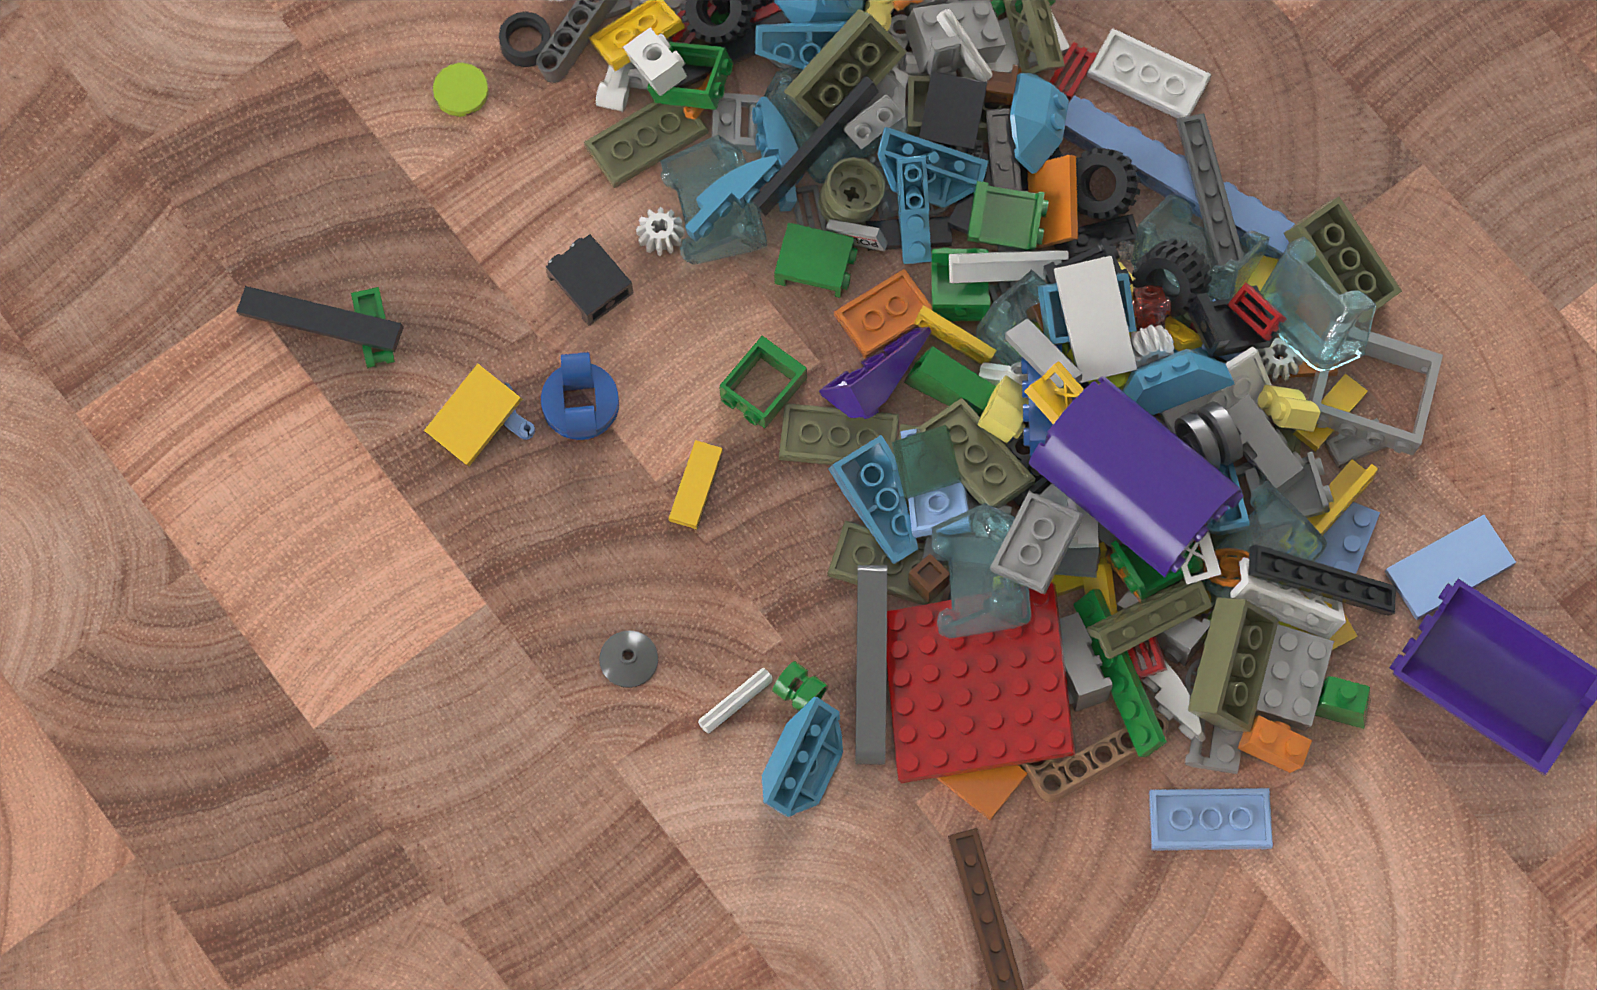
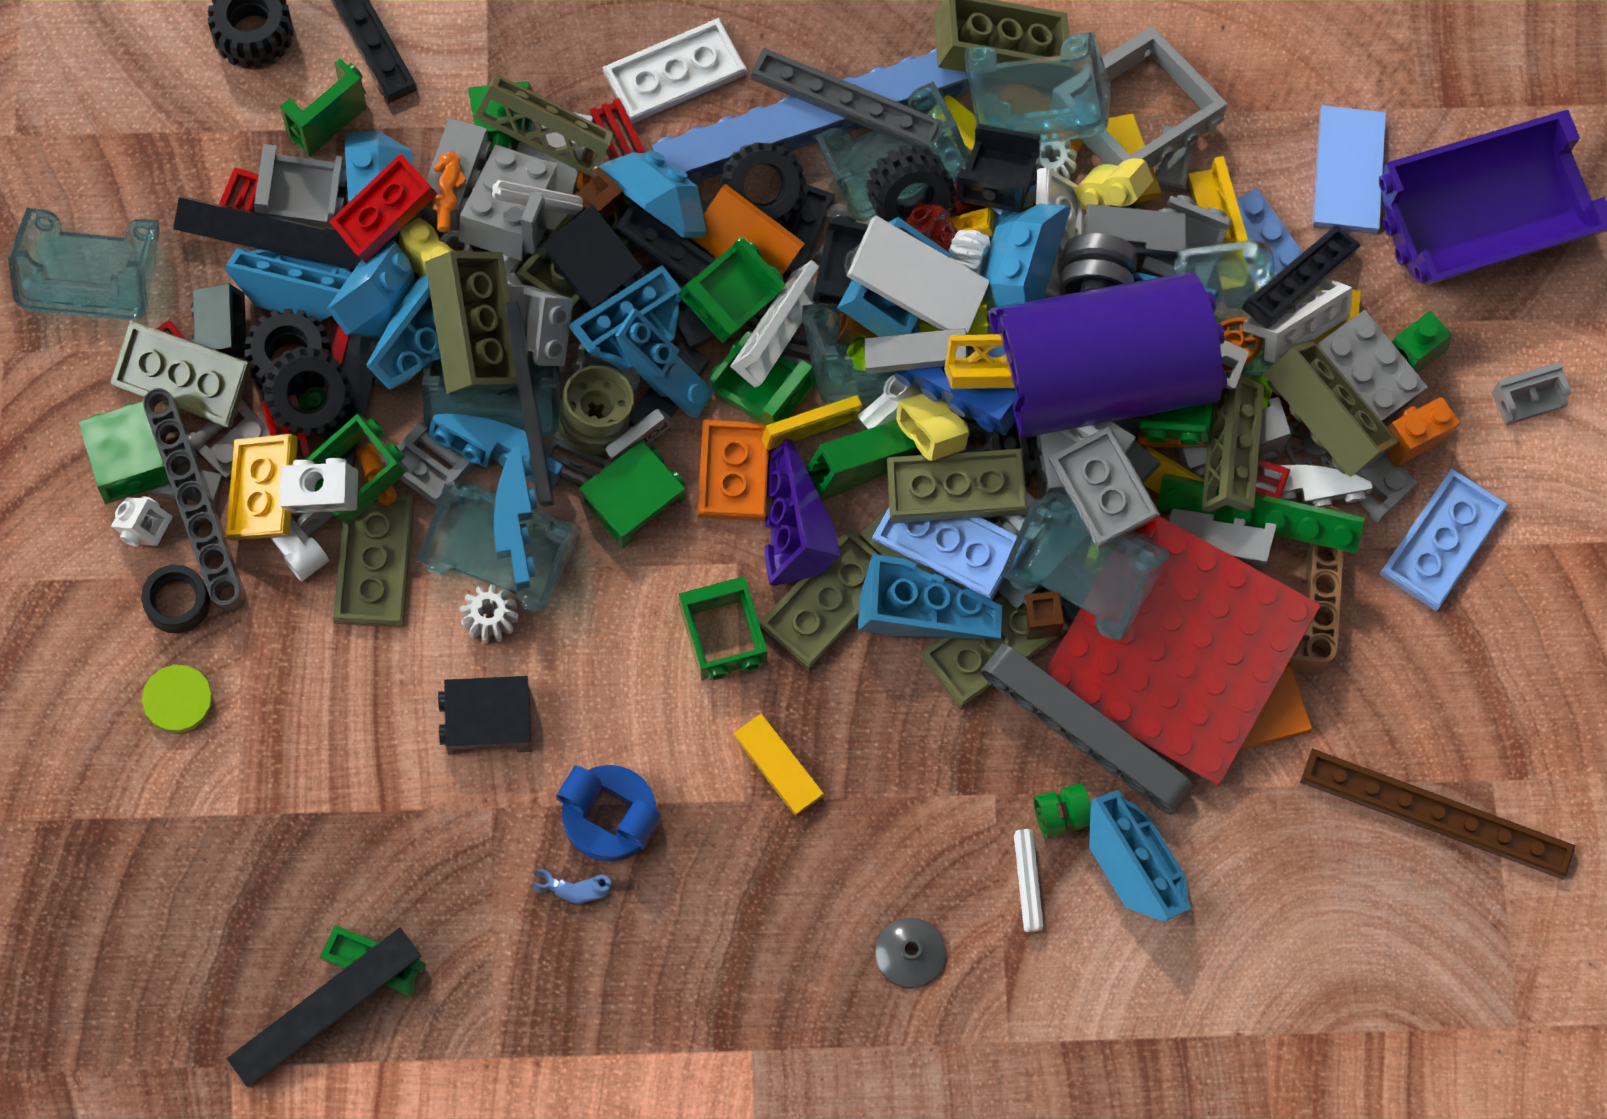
camera: 60 degrees left, 0 degrees up
(473, 414) = (546, 925): yellow tile -> none
(926, 461) = (932, 532): clear green tile -> none
(1272, 325) = (1035, 136): red tile -> none
(1373, 807) = (1532, 393): none -> light grey hinge

